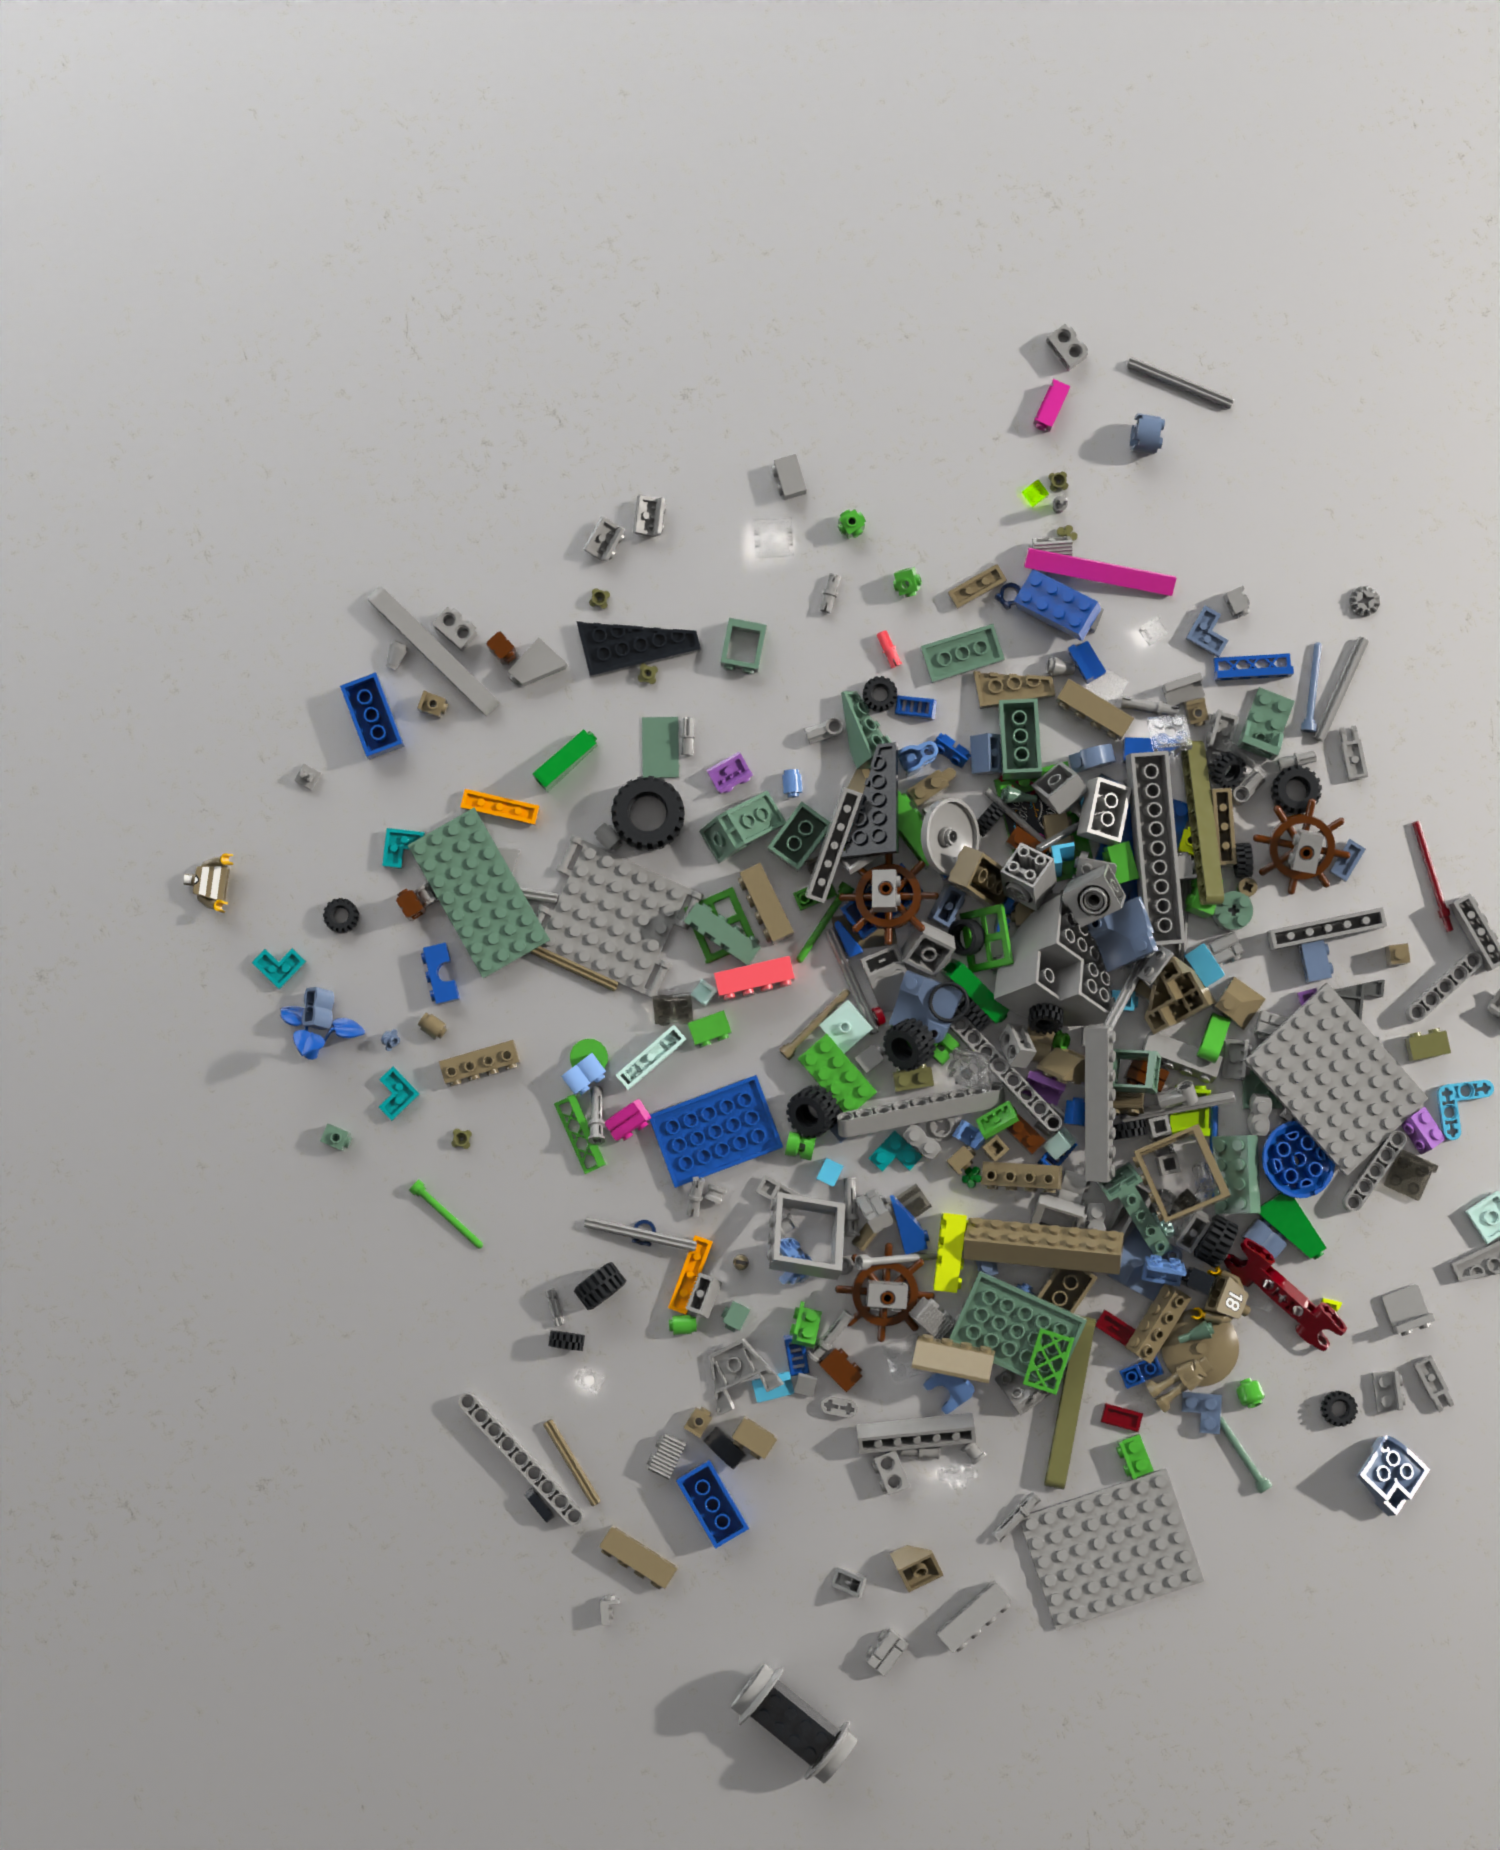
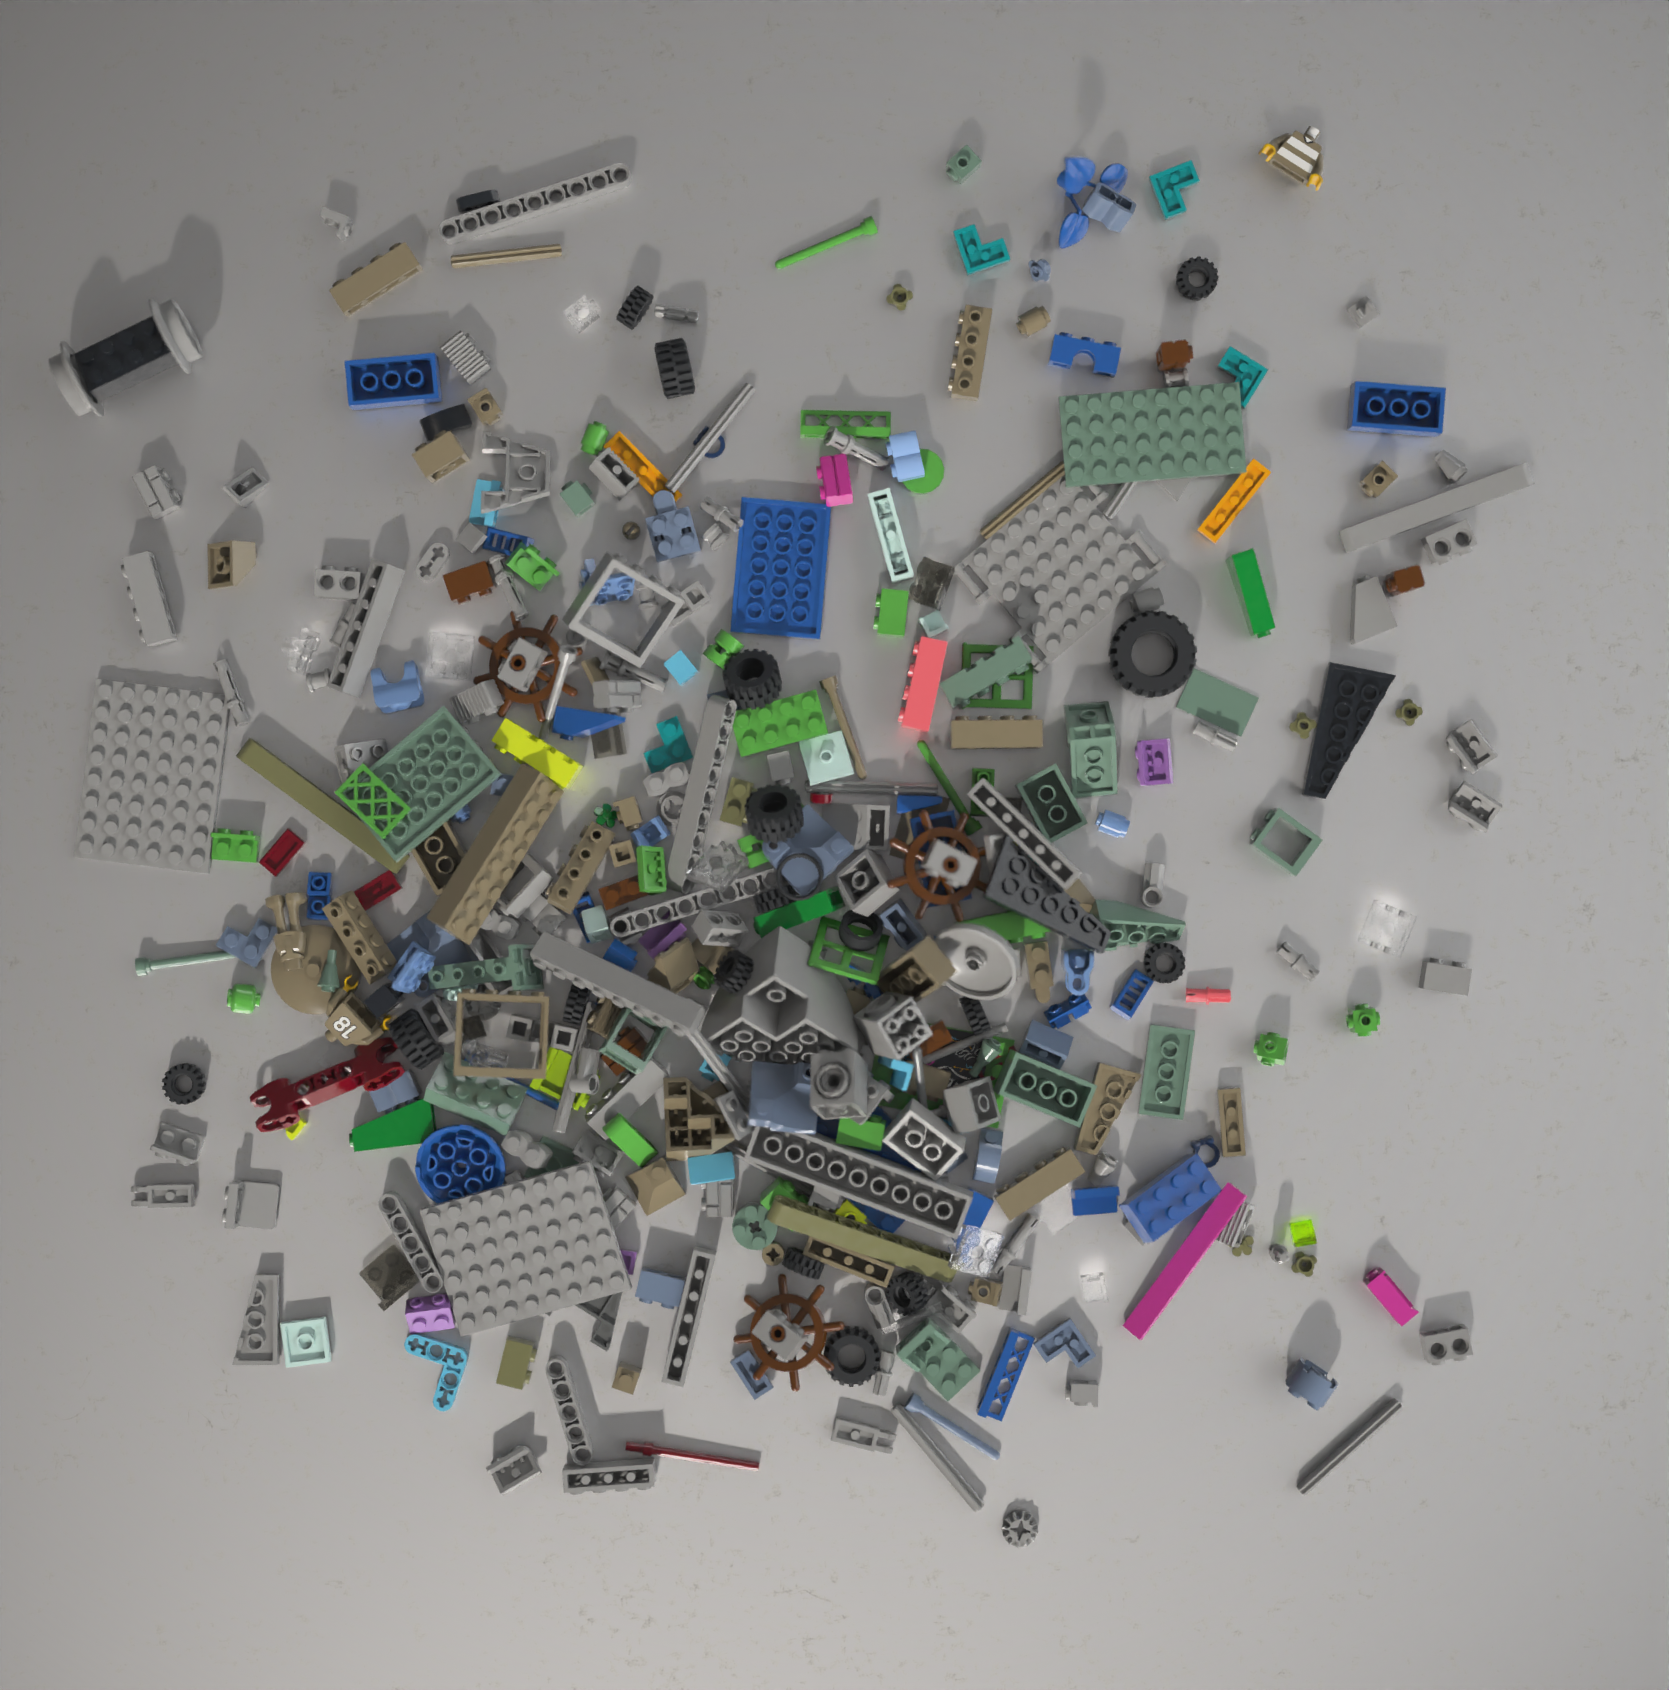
camera: 115 degrees right, 5 degrees up
(725, 1230) = (671, 529): none -> sand blue brick
(953, 1358) = (421, 701): slope -> none
(1392, 1474) = (89, 1105): sand blue slope -> none

